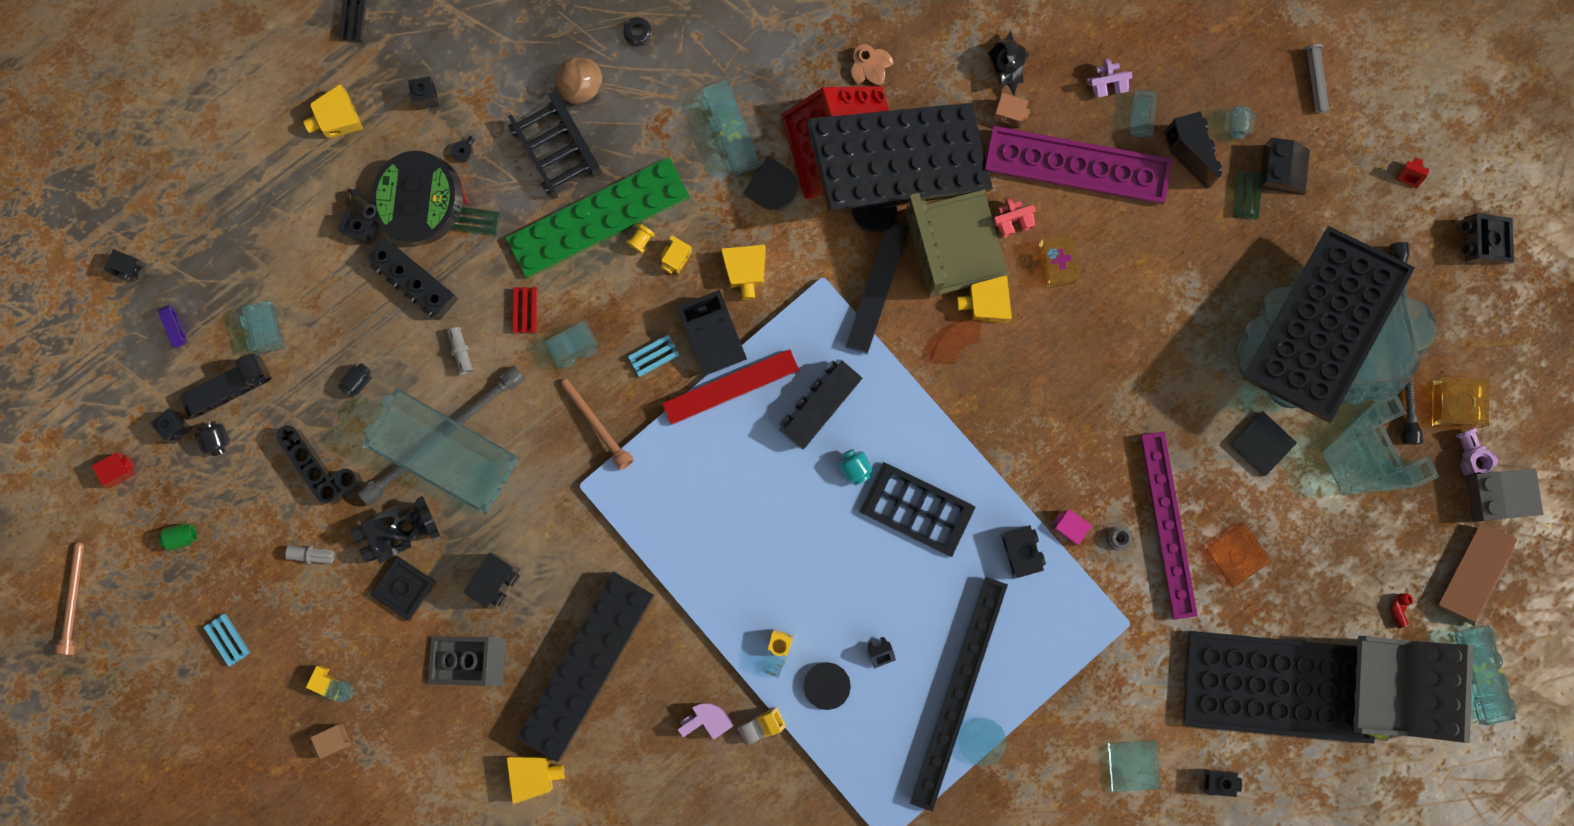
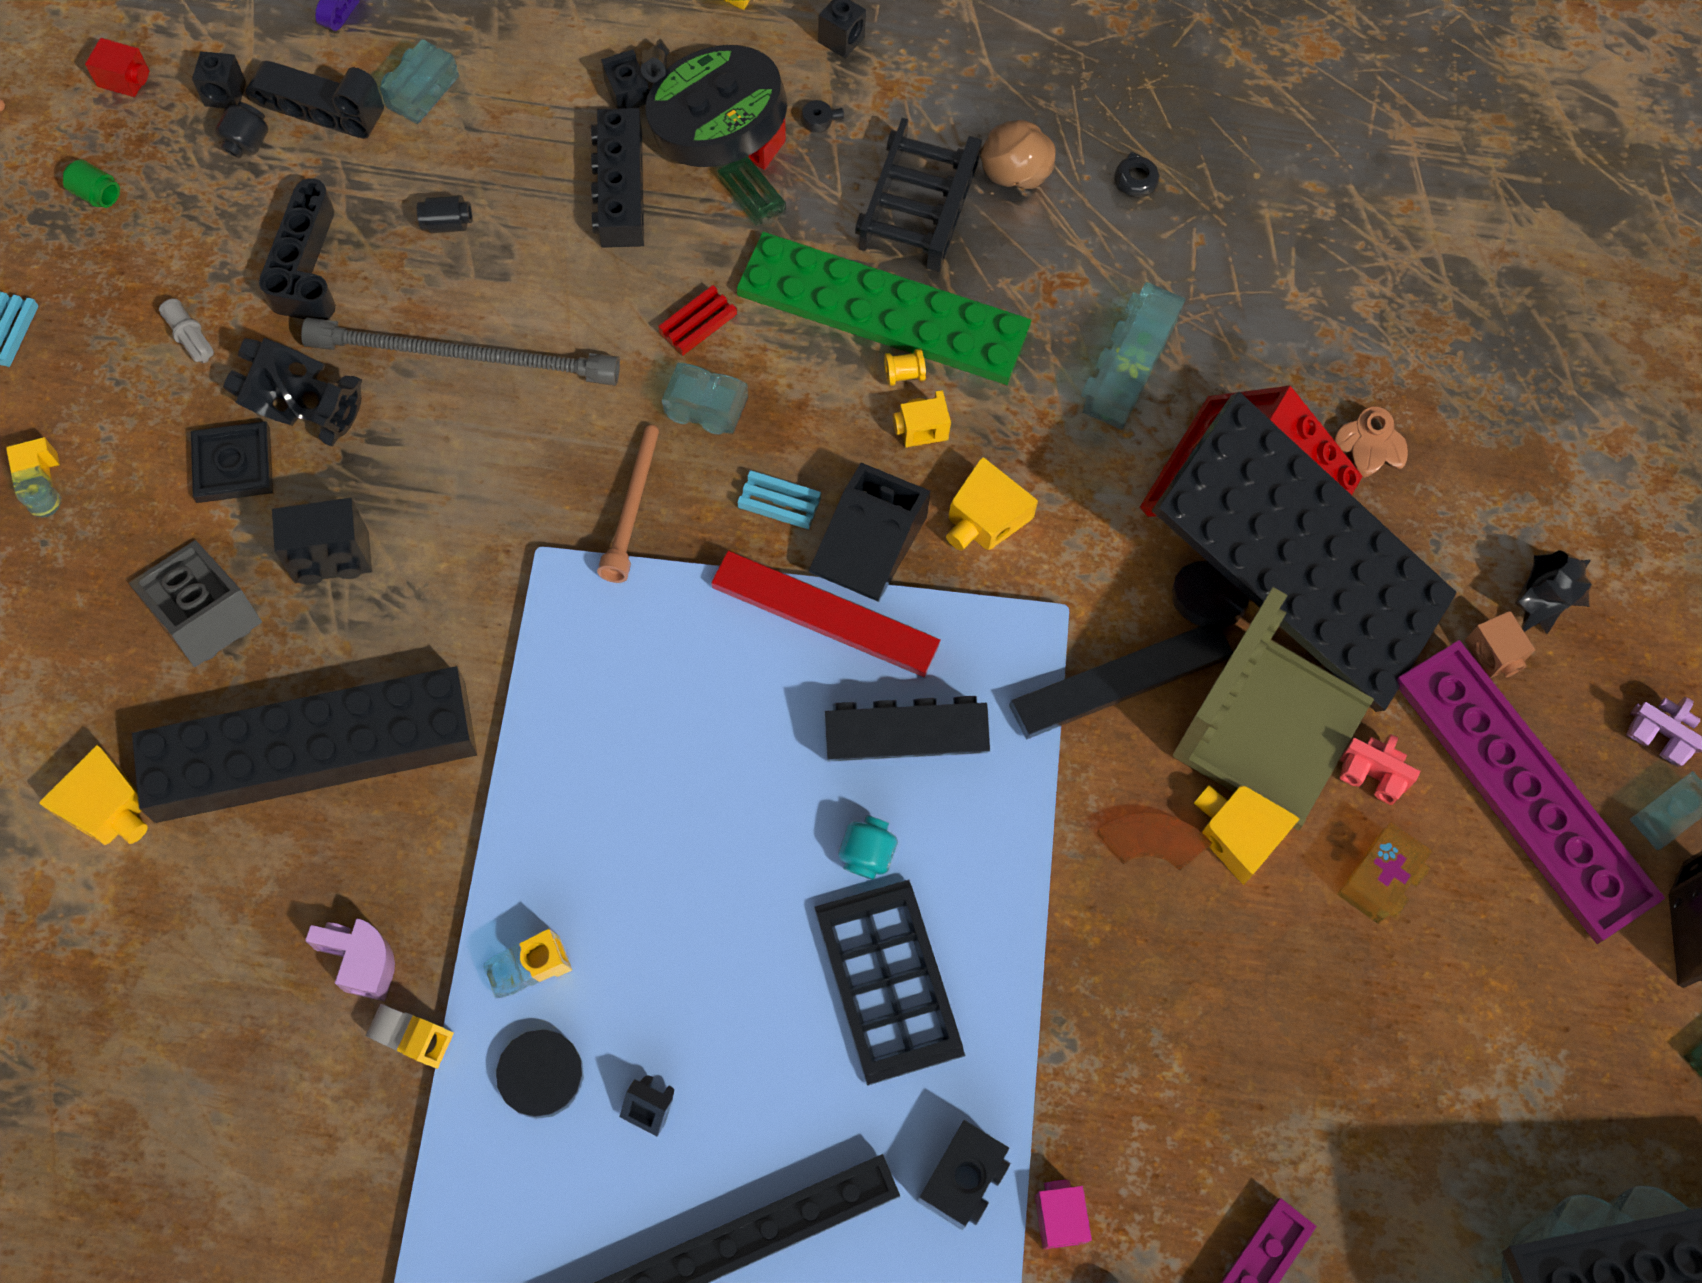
camera: 45 degrees right, 15 degrees down
(440, 450) = (436, 358): clear light blue panel -> none
(459, 351) = (581, 291): light grey pin -> none
(772, 186) = (1116, 458): black tile -> none

